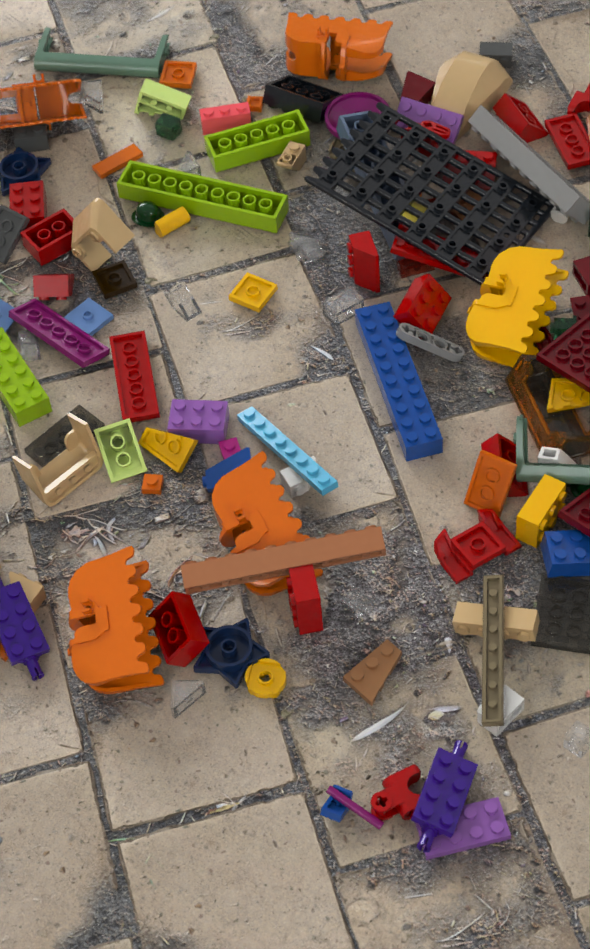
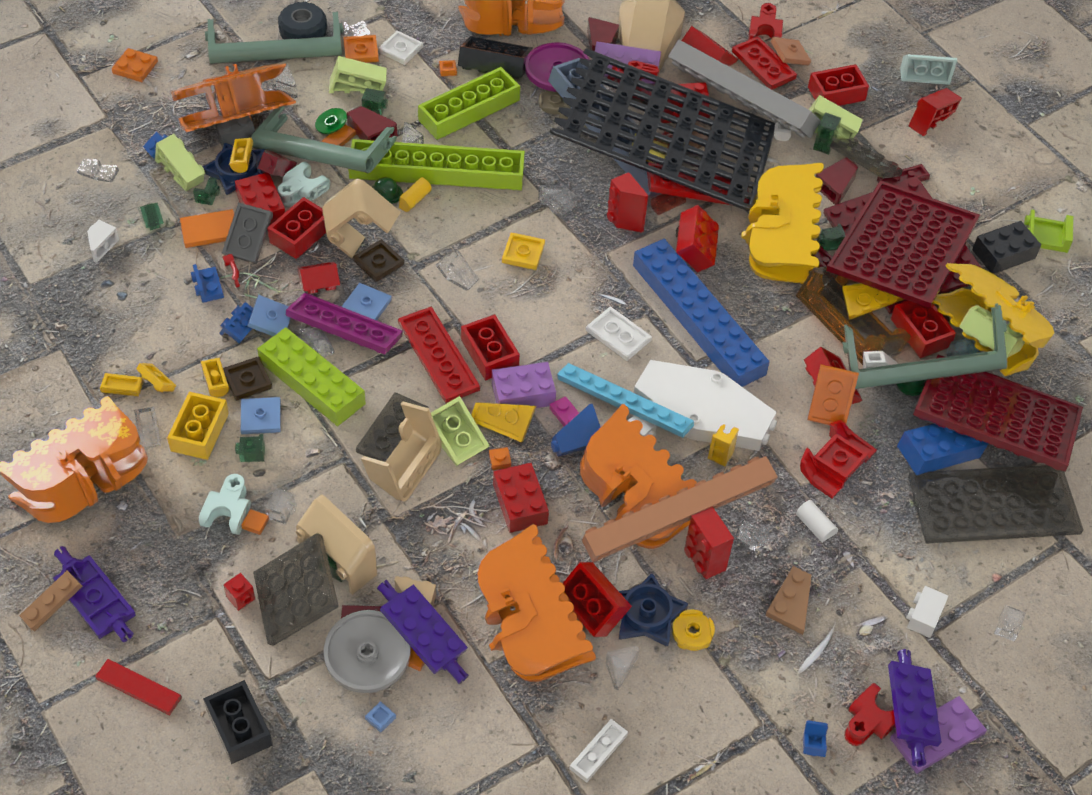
camera: 25 degrees left, 0 degrees up
(23, 160) = (241, 154): none -> yellow brick
(53, 173) = (275, 163): none -> dark red slope
(58, 149) = (365, 161): none -> sand green piece
(69, 196) = (298, 185): none -> light aqua piece
(122, 139) = (331, 120): none -> green dish
(132, 40) = (302, 21): none -> black wheel
(132, 767) = (598, 750): none -> white plate
(154, 523) = (520, 497): none -> red brick
(158, 150) = (369, 124): none -> dark red slope
(181, 375) = (489, 345): none -> red brick
(184, 54) = (358, 29): none -> clear bracket
(217, 77) = (400, 47): none -> white tile
(224, 117) = (427, 85): coral brick -> none
(293, 156) = (510, 112): tan slope -> none
(313, 387) = (618, 333): none -> white tile
(342, 306) = (617, 250): clear brick -> none
(354, 807) = (833, 738): magenta bar -> none
(363, 512) = (722, 445): none -> yellow hinge
(368, 470) = (709, 400): none -> white container
(411, 335) = (717, 271): light grey beam -> none
(429, 601) = (816, 521): none -> white brick
(493, 651) = (904, 556): dark tan tile -> none
(518, 622) = (889, 527): tan brick -> none
(540, 510) = (887, 413): yellow brick -> none

